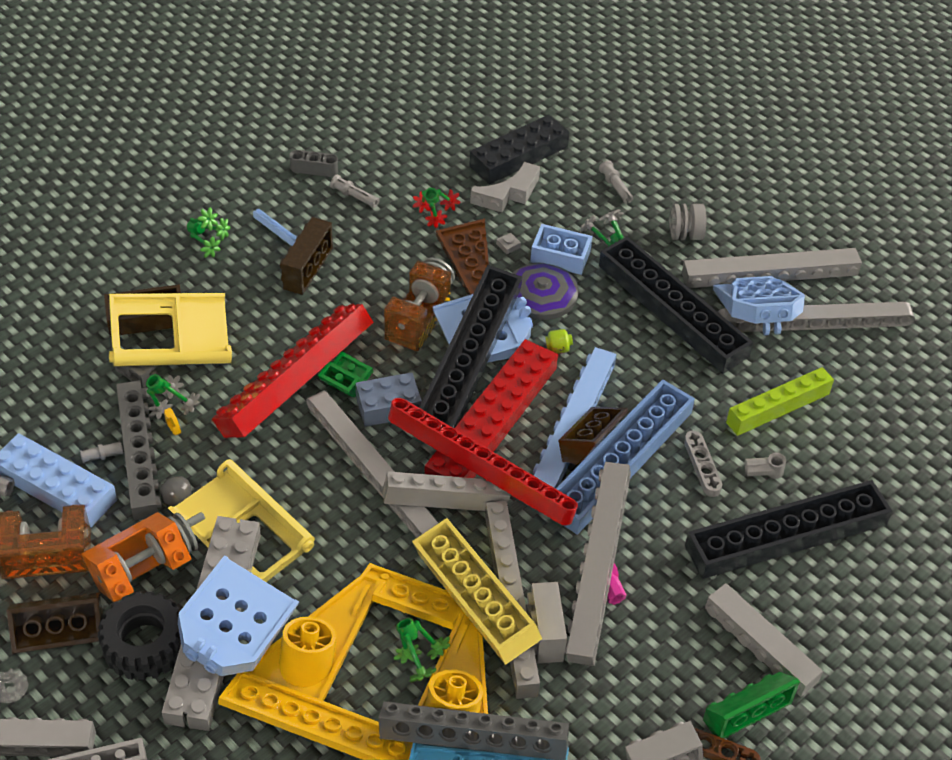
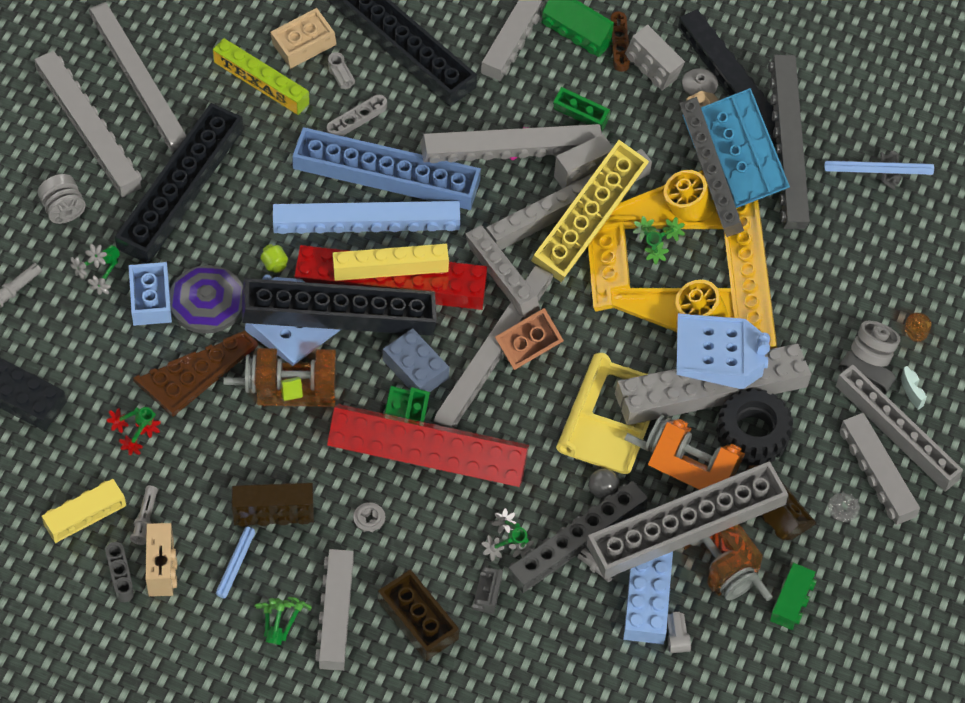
camera: 115 degrees left, 10 degrees up
(64, 502) = (686, 520): none -> light grey brick
(172, 421) = (532, 526): yellow tile -> none
(191, 268) = (336, 610): none -> light grey brick
(197, 329) = (437, 546): light yellow piece -> none
(260, 313) = (365, 510): none -> light grey gear
(304, 179) = (160, 560): none -> tan piece
(360, 490) = (529, 339): none -> nougat slope
(378, 157) = (83, 510): none -> light yellow brick
(405, 291) = (291, 388): none -> lime tile
(483, 461) = (465, 250): red beam -> none
(496, 396) = (390, 262): none -> light yellow brick
(508, 243) = (153, 350): light grey plate -> none
(516, 188) = (72, 367): light grey arch -> none
(589, 432) = (385, 182): dark brown slope -> none
(624, 655) = (581, 108): none -> green brick
(761, 301) = (169, 103): light blue hinge -> none
(817, 448) = (303, 38): none -> tan piece

